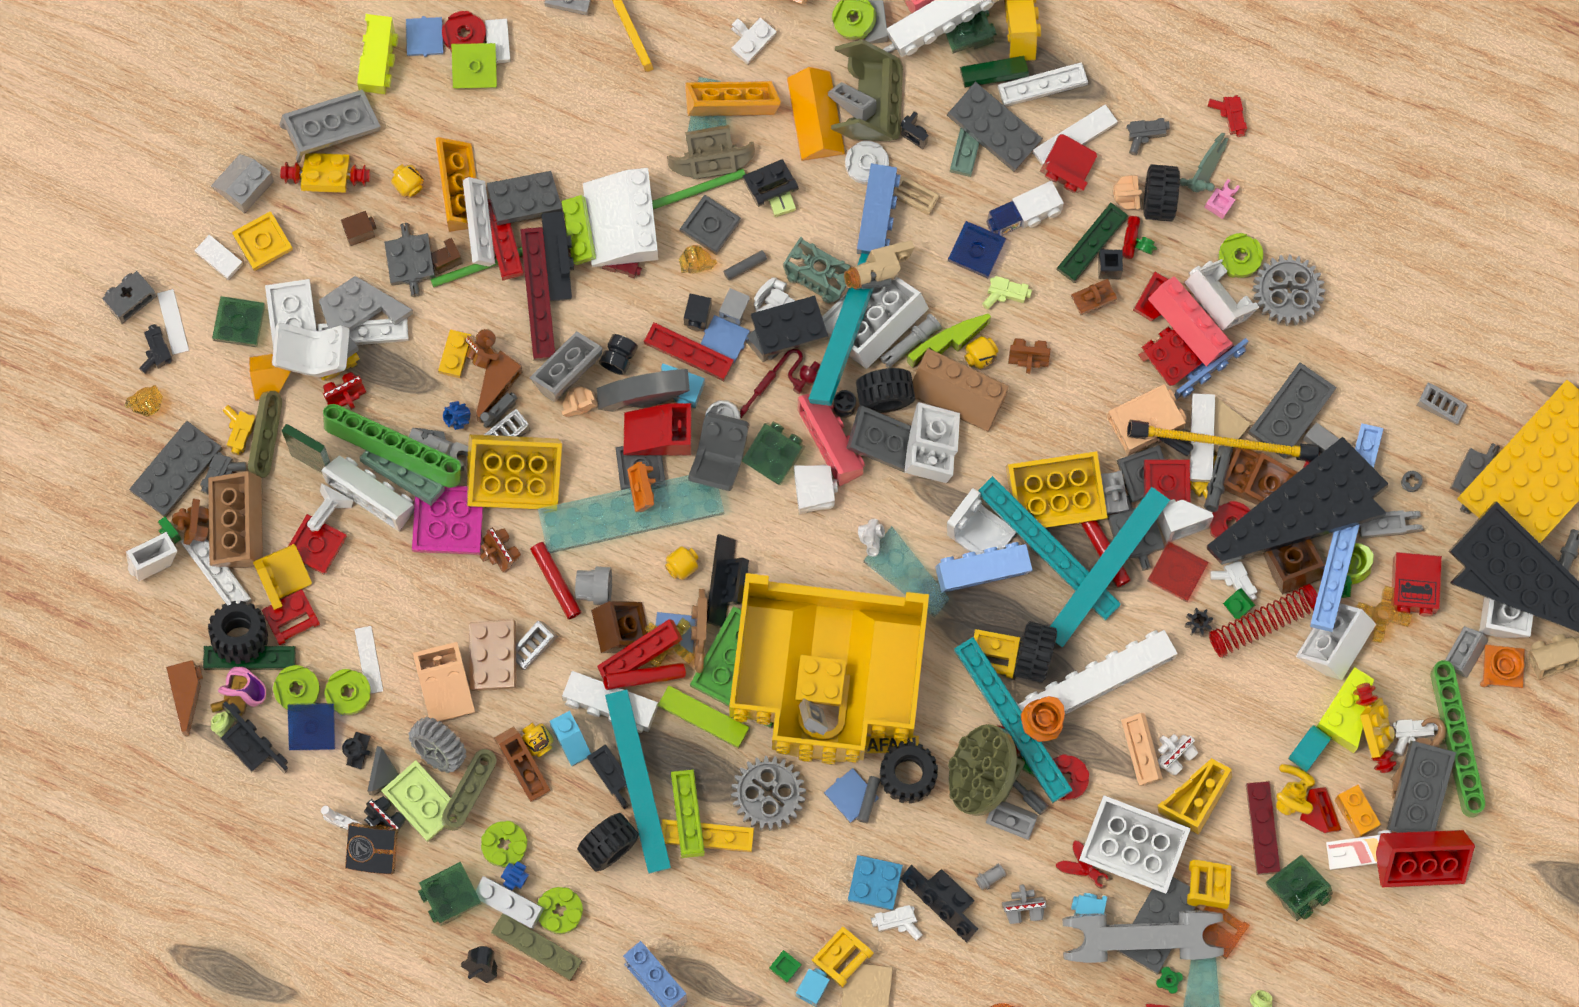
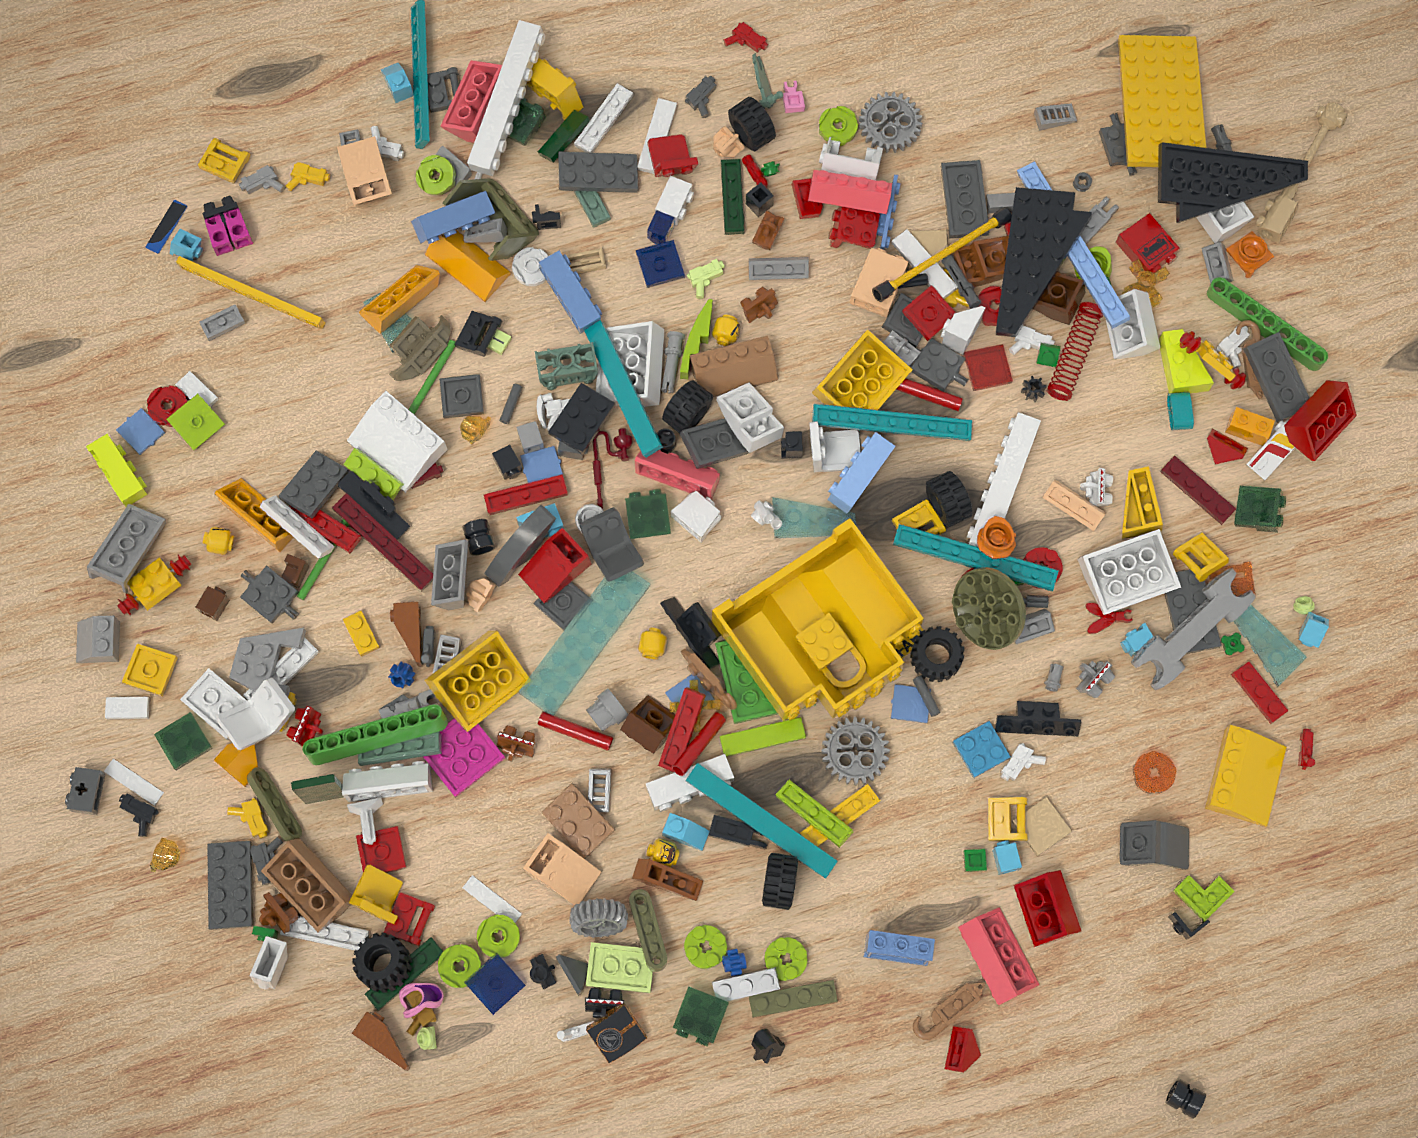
camera: 40 degrees left, 0 degrees up
(247, 744) = (460, 1037): black bracket -> none
(481, 349) = (379, 614): dark orange hips -> none
(640, 486) = (578, 614): orange plate -> none
(751, 40) = (377, 247): white plate -> none
(813, 717) = (845, 670): light grey plate -> none
(833, 66) = (452, 217): none -> medium blue brick
(879, 267) = (607, 327): tan plate -> none
(947, 496) = (792, 445): none -> black brick
(1074, 336) = (778, 268): none -> light grey plate
(1108, 565) = (943, 396): teal tile -> none
(1293, 795) = (1200, 449): yellow piece -> none

